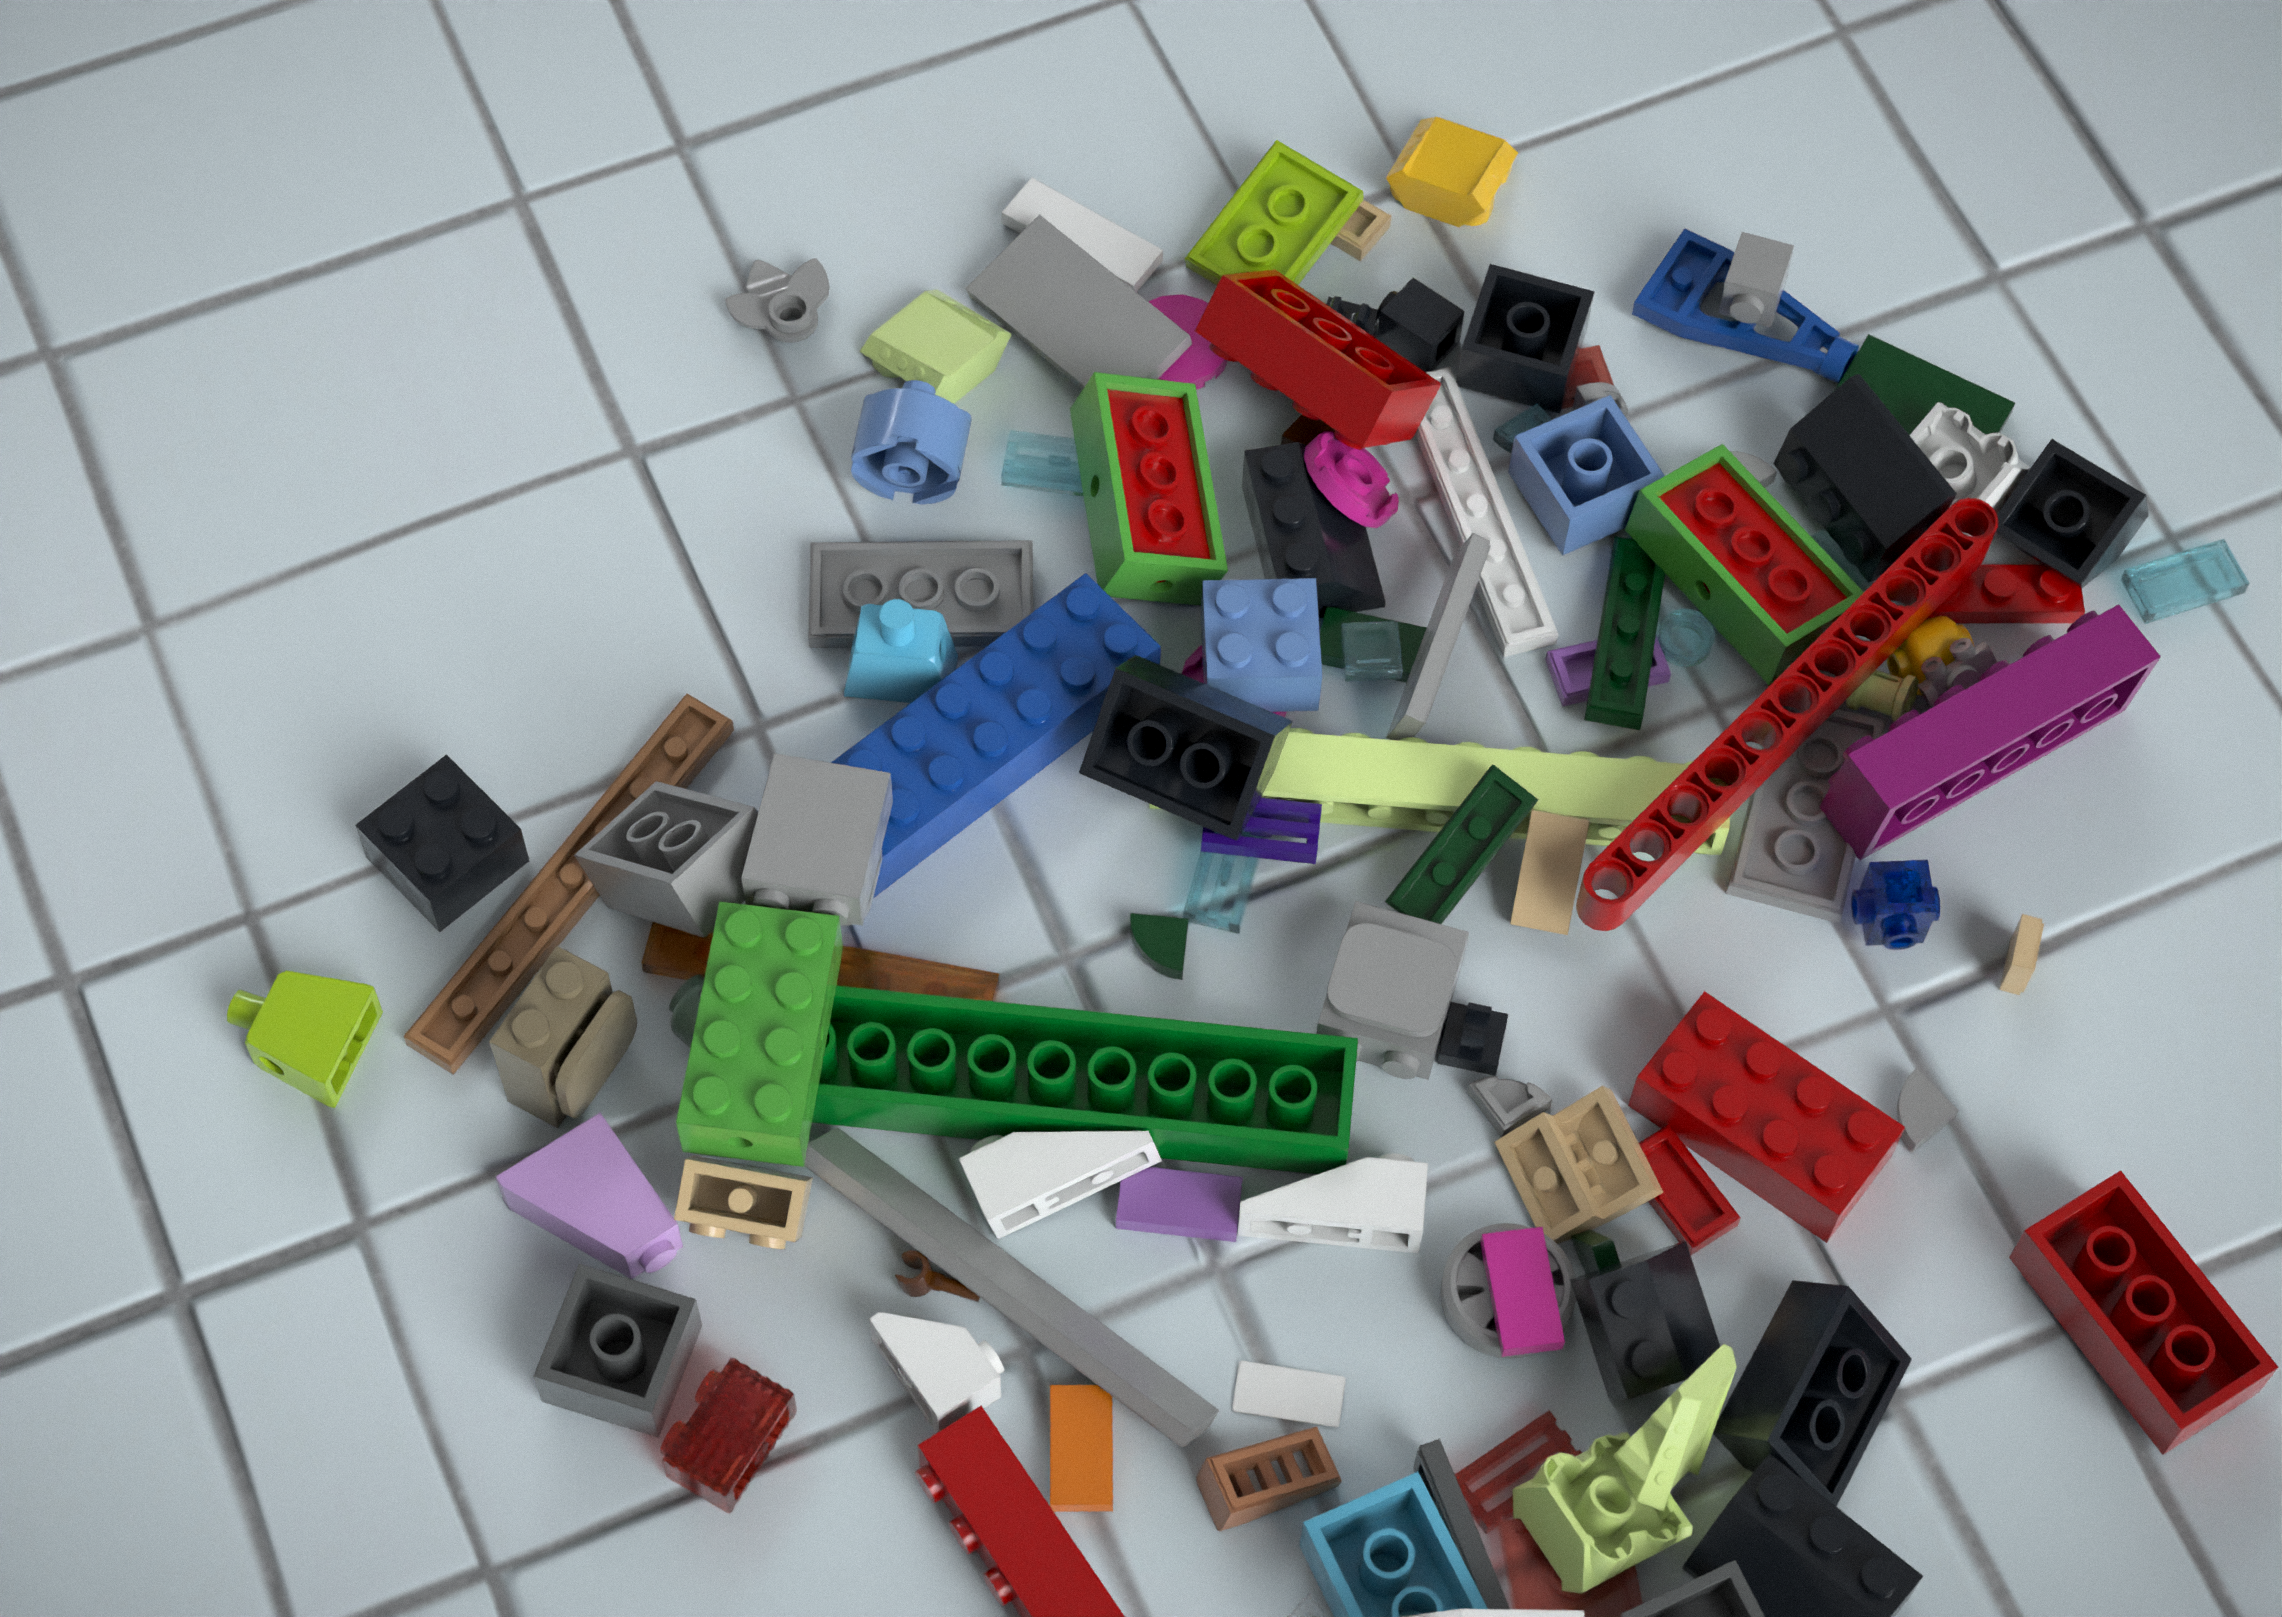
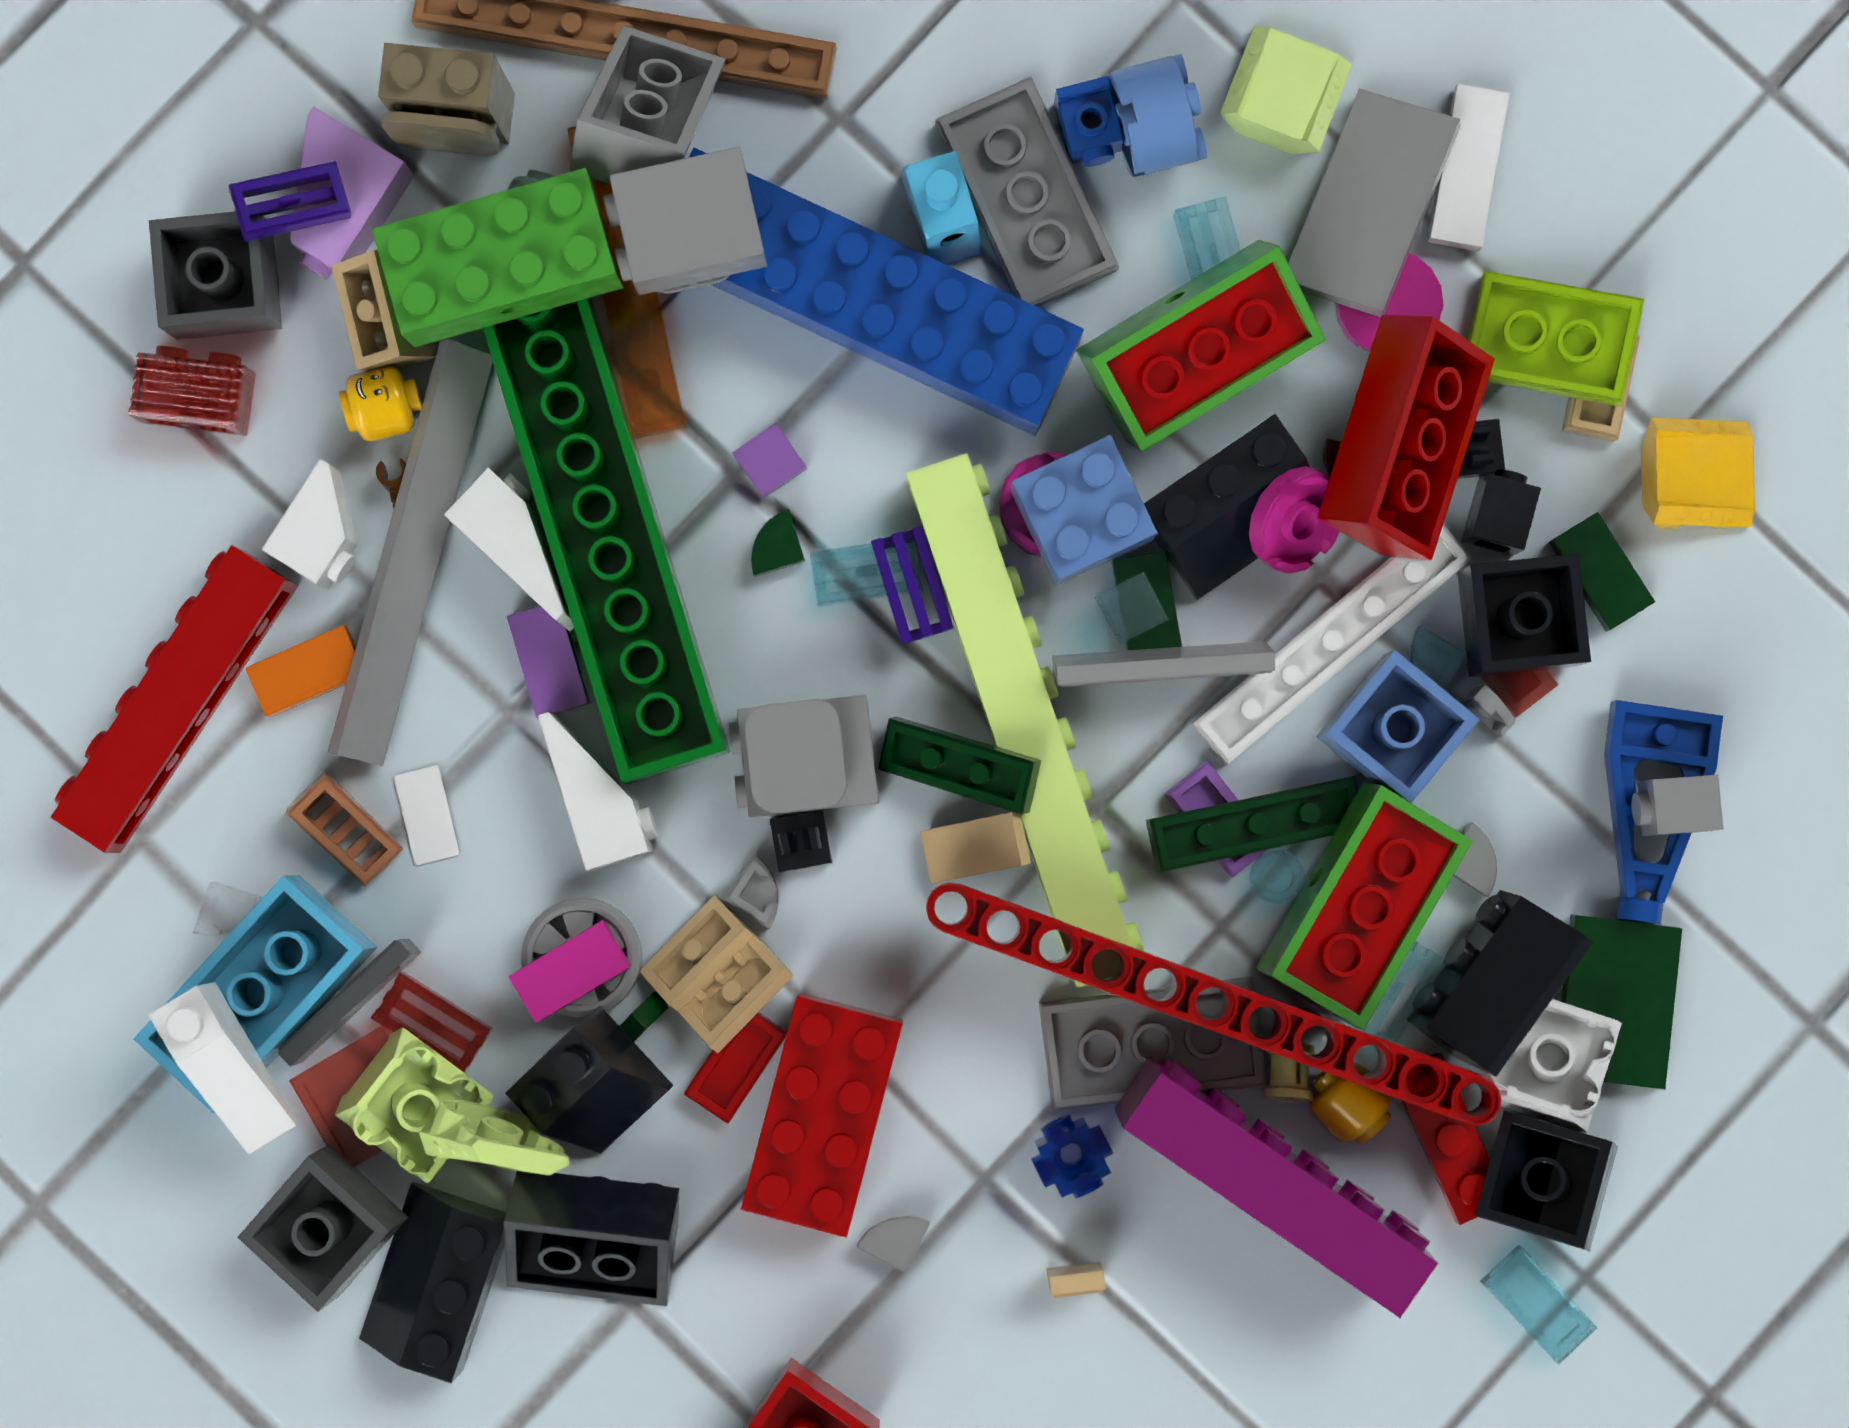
camera: 70 degrees right, 25 degrees up
(582, 1265) = (293, 221): none -> dark purple tile
(835, 1247) = (380, 403): none -> yellow head
(881, 508) = (1082, 101): none -> blue brick
(1072, 915) = (769, 460): none -> medium lavender tile
(1184, 746) = (941, 488): black slope -> none
(1471, 268) = (1607, 575): none -> dark green tile
(1965, 670) = (1322, 1139): light grey piece -> none

